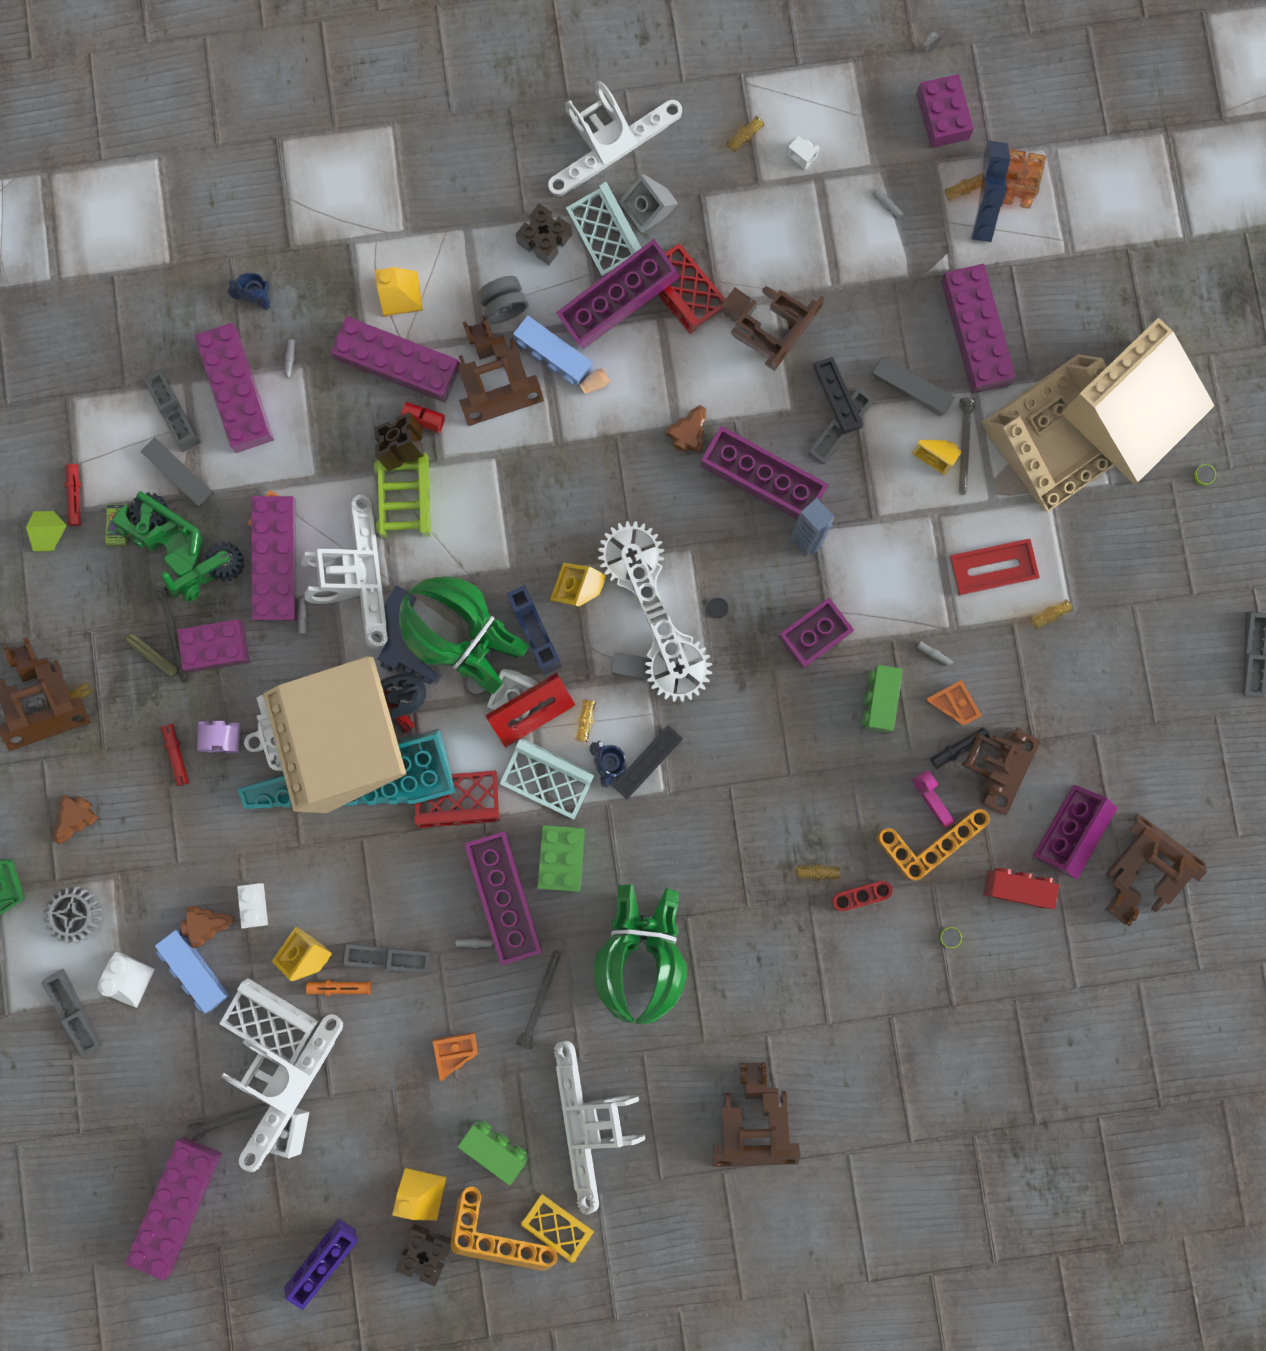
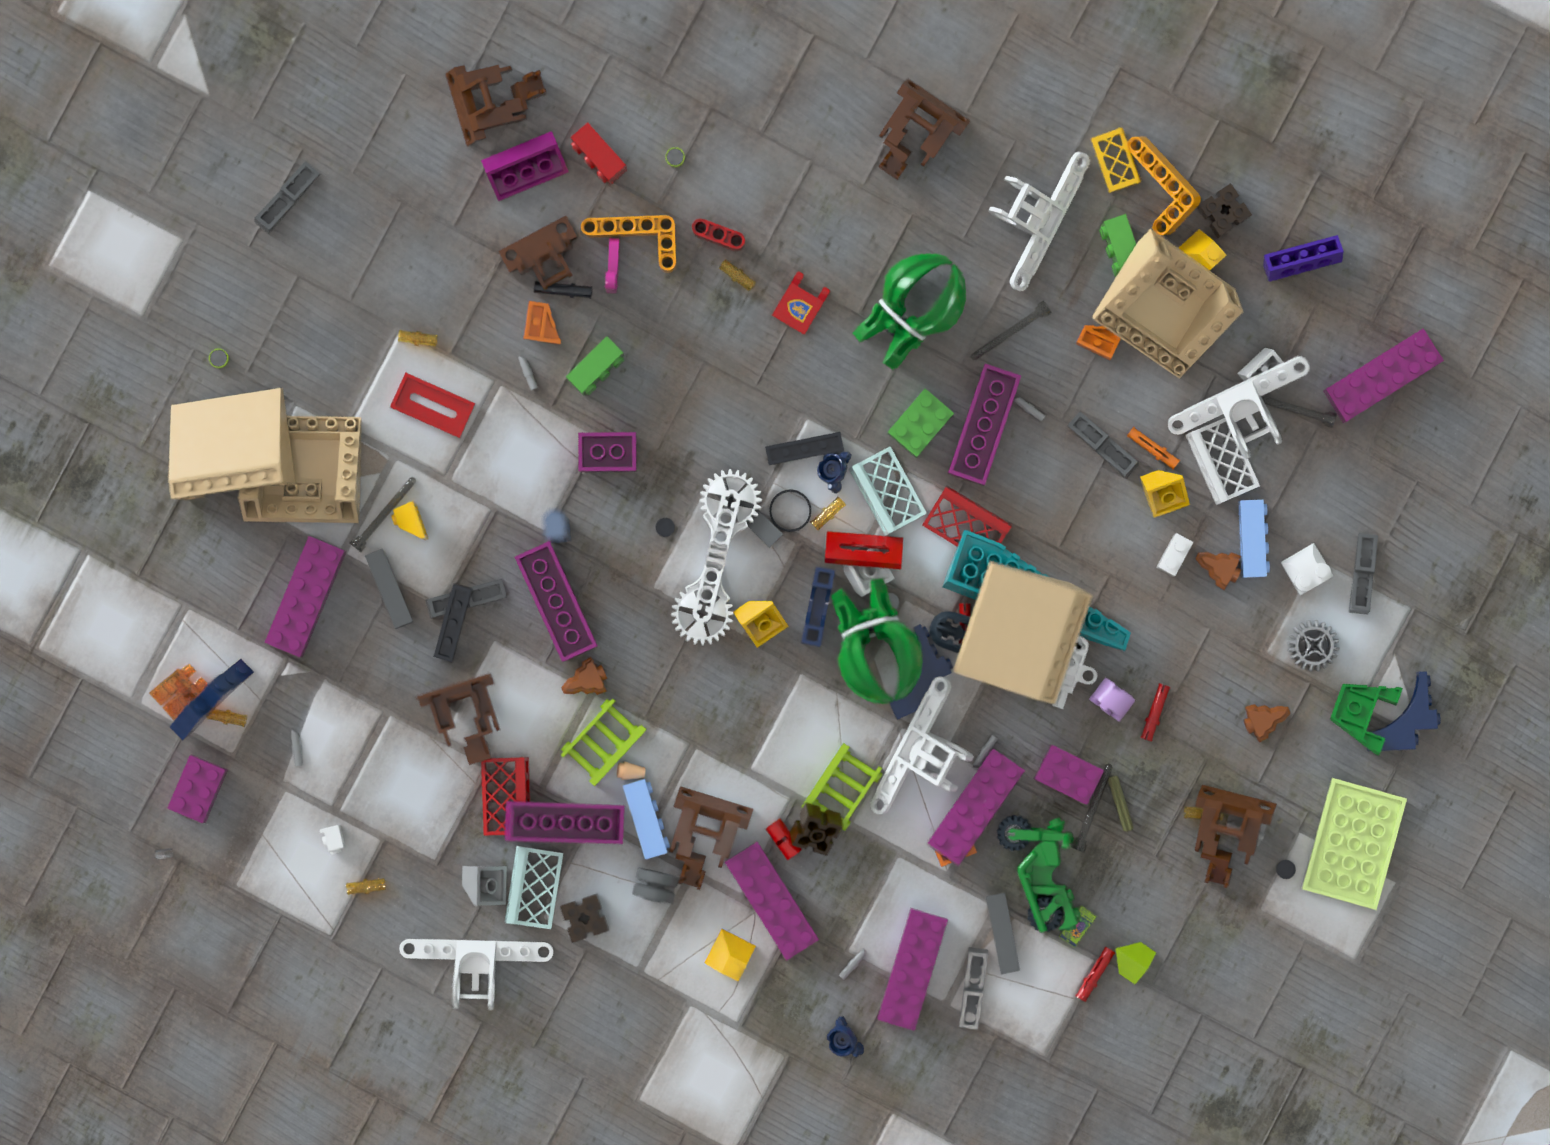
camera: 145 degrees left, 5 degrees up
(412, 1129) = (1167, 304): none -> tan slope
(616, 679) = (790, 530): none -> black tyre
(620, 377) = (608, 759): none -> lime fence
(744, 884) = (798, 306): none -> red flag

